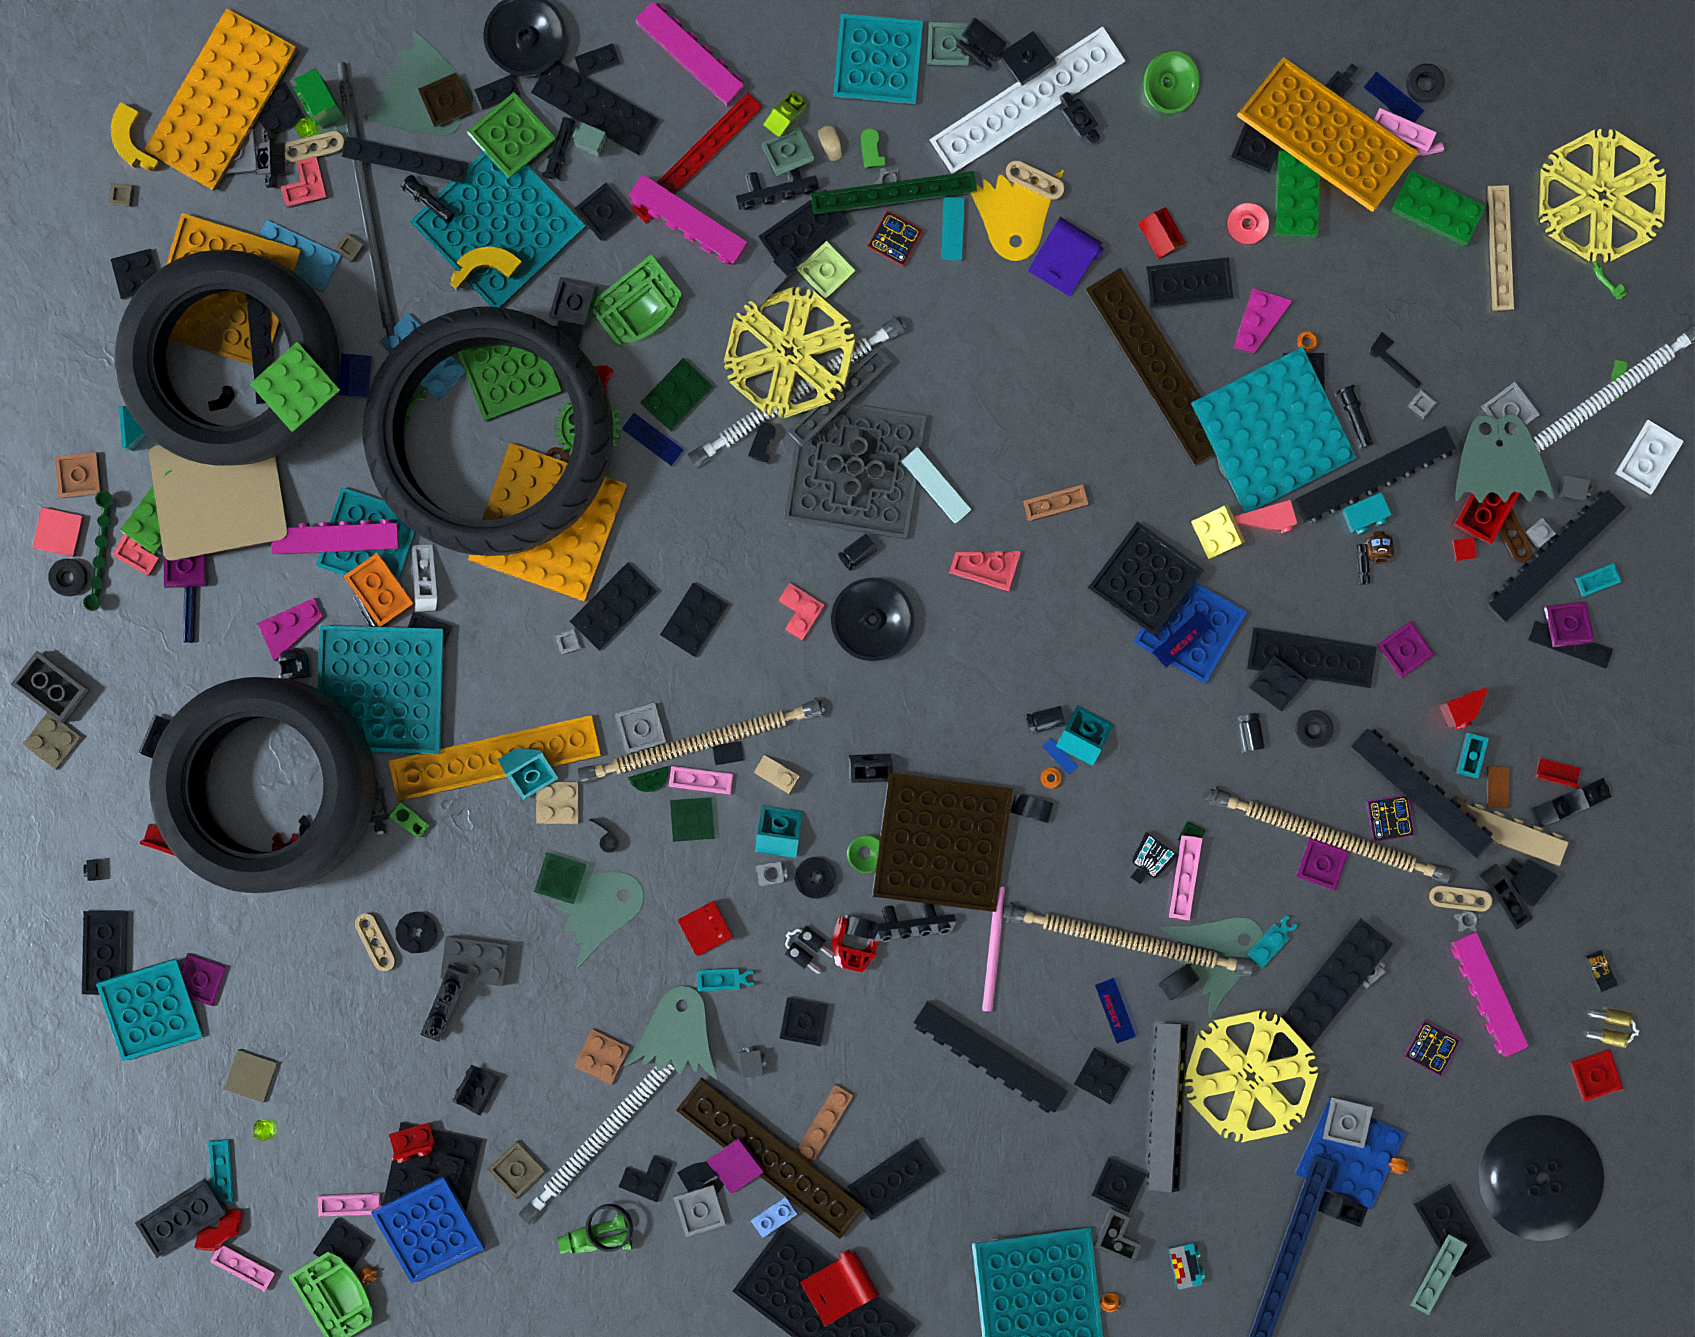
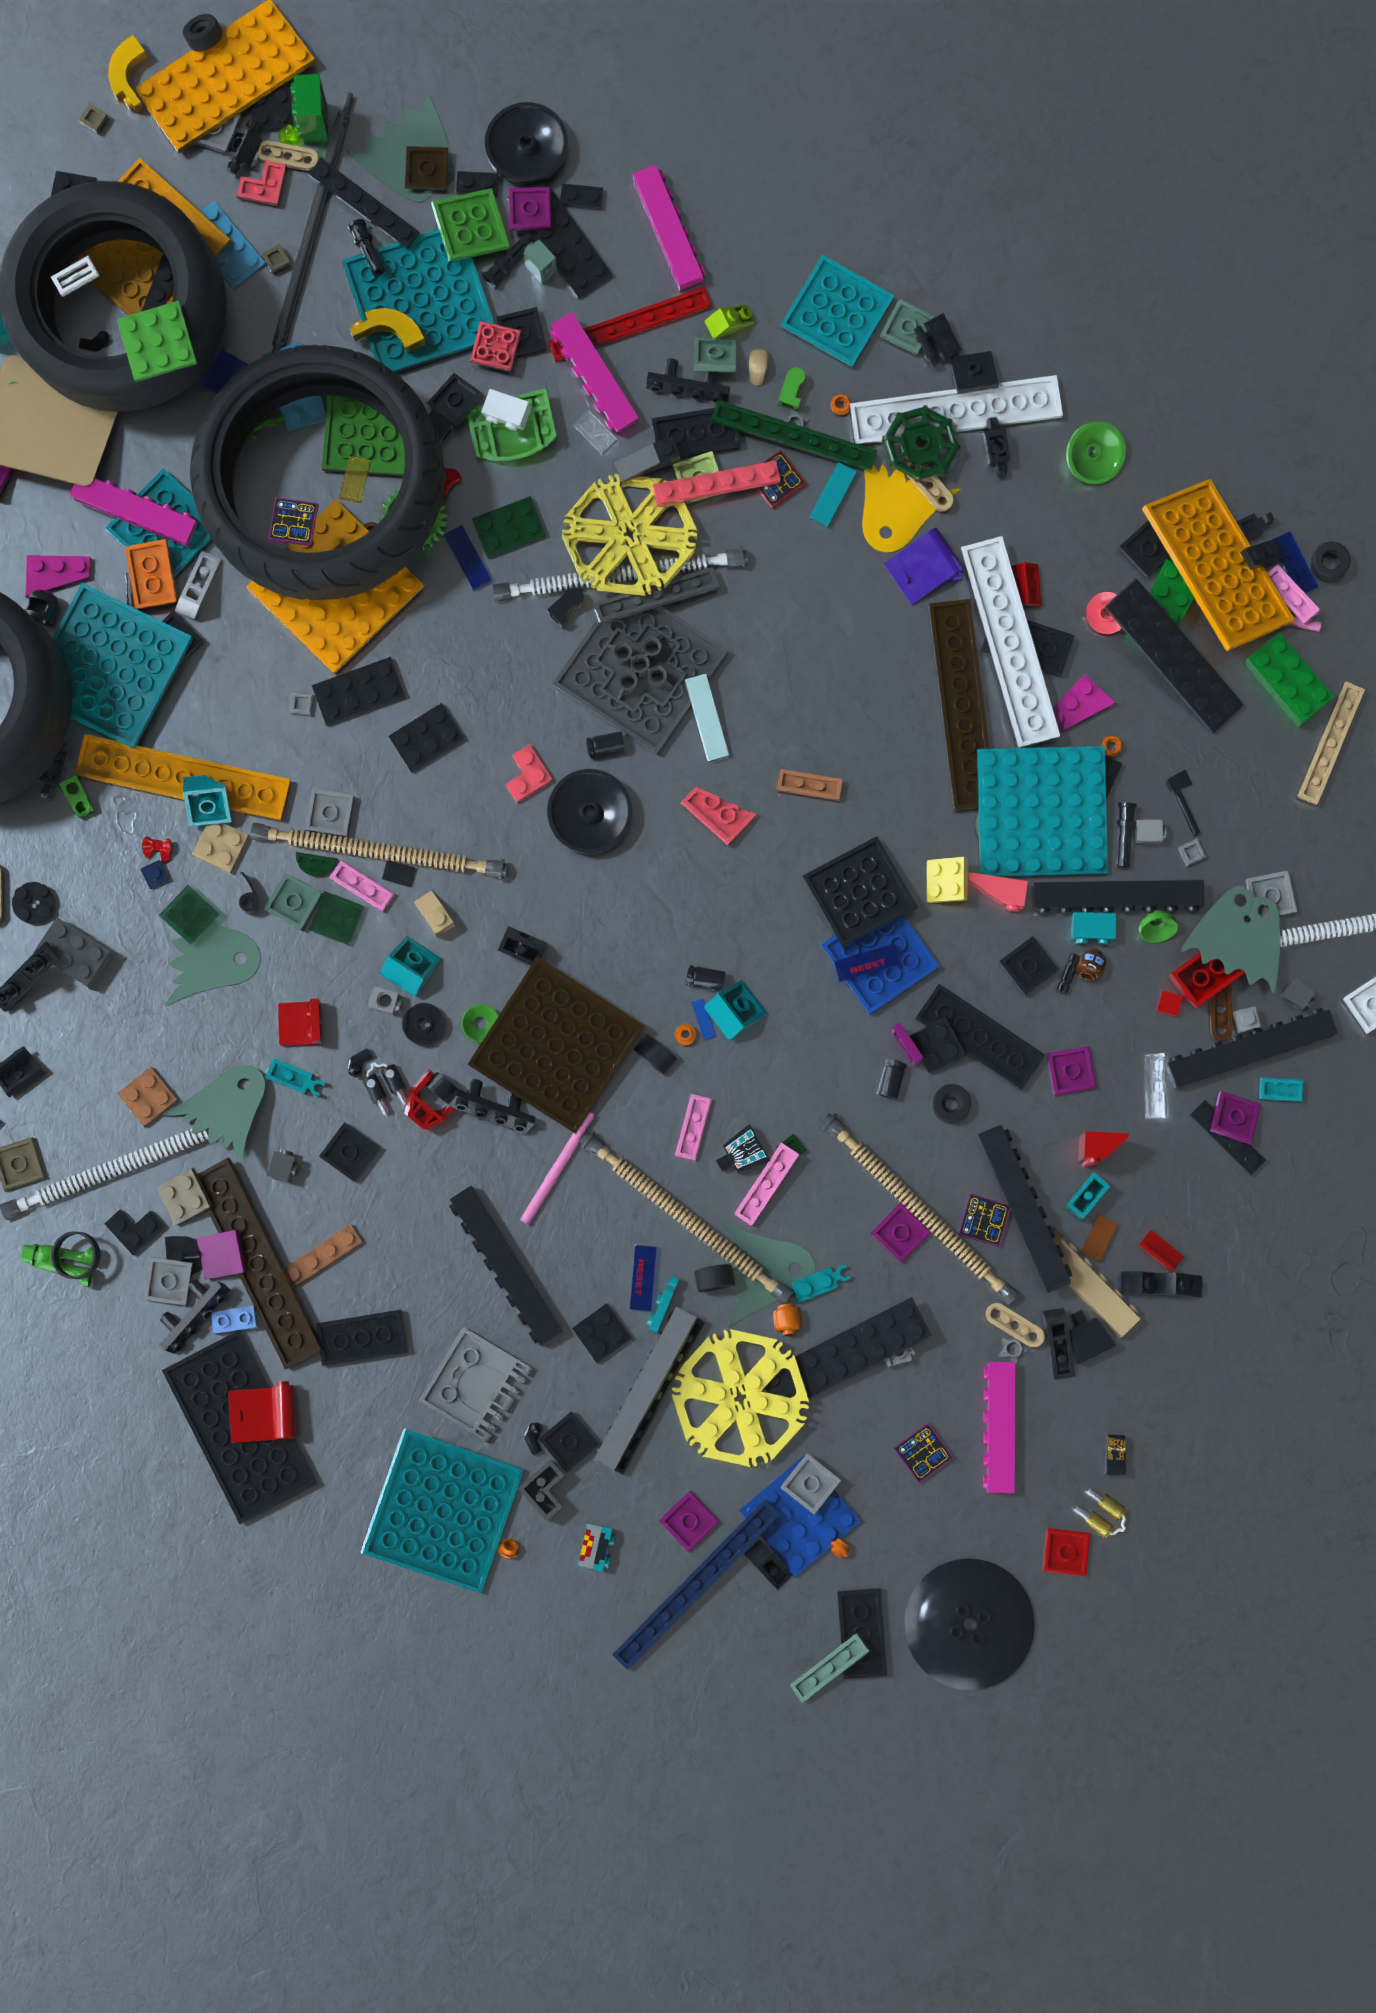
camera: 25 degrees right, 5 degrees down
(188, 76) = (202, 32): none -> black tyre
(202, 347) = (79, 283): none -> white tile
(494, 491) = (293, 521): none -> black tile
(495, 831) = (150, 845): none -> red piece
(511, 856) = (154, 874): none -> dark blue plate
(530, 427) = (355, 479): none -> clear yellow tile
(557, 95) = (529, 208): none -> magenta tile
(587, 236) = (495, 346): none -> coral tile
(626, 291) = (506, 410): none -> white brick
(647, 823) = (293, 901): none -> sand green plate
(678, 1129) = (184, 1196): none -> dark tan plate
(713, 272) = (595, 432): none -> clear plate
(738, 1236) = (200, 1311): none -> black plate
(771, 939) = (356, 1062): none -> black arm
(845, 269) = (716, 483): none -> coral plate
(921, 136) = (840, 398): none -> orange plate
(1009, 158) = (915, 453): none -> dark green plate
(1009, 1172) = (471, 1382): none -> light grey hinge
(1083, 1195) = (531, 1437): none -> black arm
(1096, 856) = (693, 1127): none -> bright pink tile
(1143, 1023) = (663, 1302): none -> teal plate
(1175, 291) = (1010, 642): none -> white plate
(1251, 696) = (907, 1044): none -> magenta tile
(1255, 1204) = (689, 1521): none -> magenta tile
(1259, 987) = (787, 1319): none -> orange head
(1325, 574) = (1028, 965): none -> black plate
(1326, 236) = (1173, 655): none -> black plate
(1361, 106) = (1261, 554): none -> black plate
(1377, 403) = (1149, 831): none -> light grey brick
(1423, 486) = (1159, 930): none -> bright green piece
(1486, 629) = (1156, 1086): none -> clear plate

